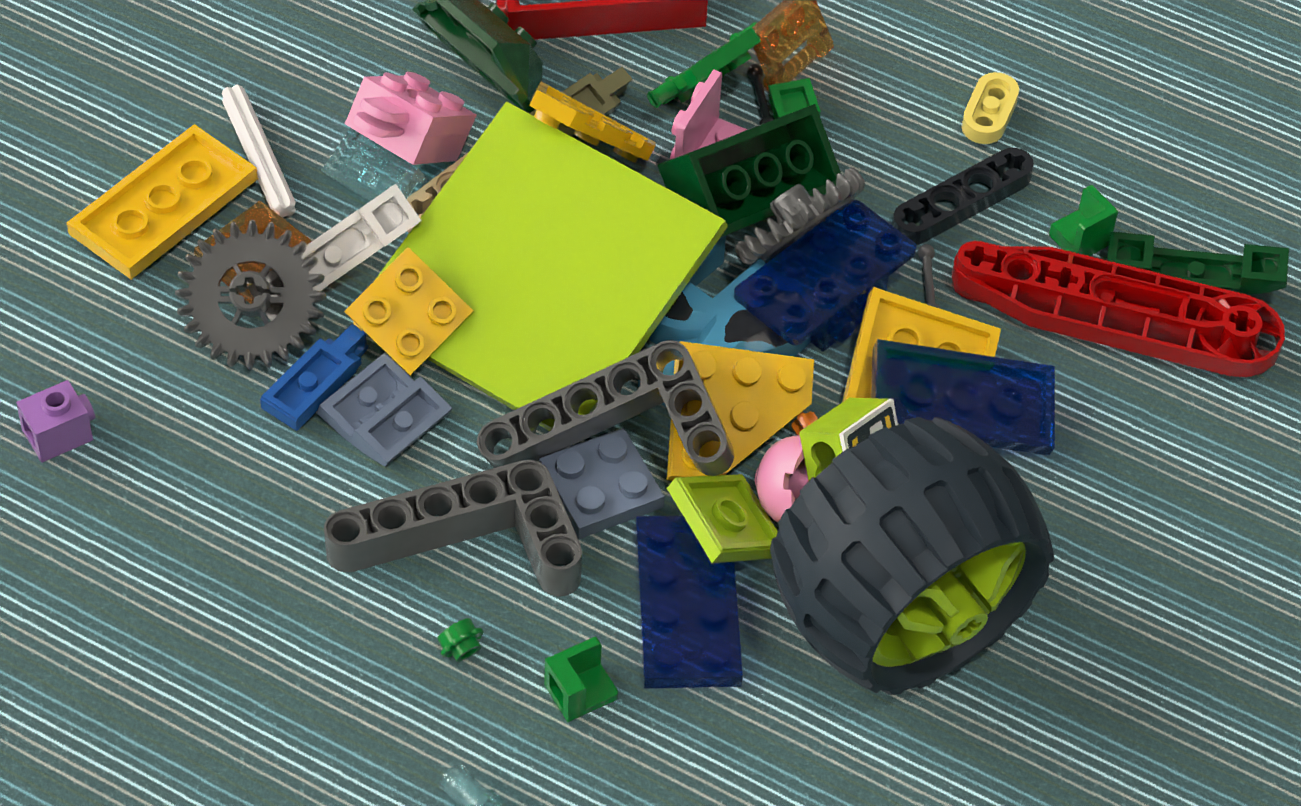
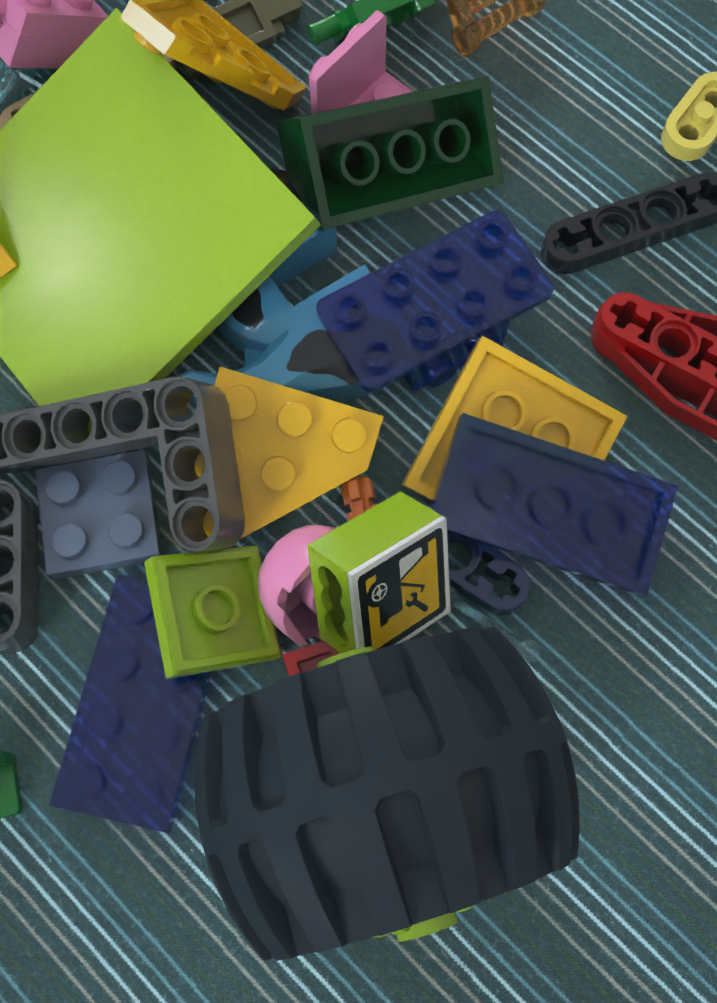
camera: 20 degrees right, 20 degrees up
(755, 72) = (447, 26): black hinge -> none
(791, 96) = (477, 60): green plate -> none
(799, 214) = (424, 219): dark grey gear -> none
(926, 253) = (556, 364): dark grey hinge -> none

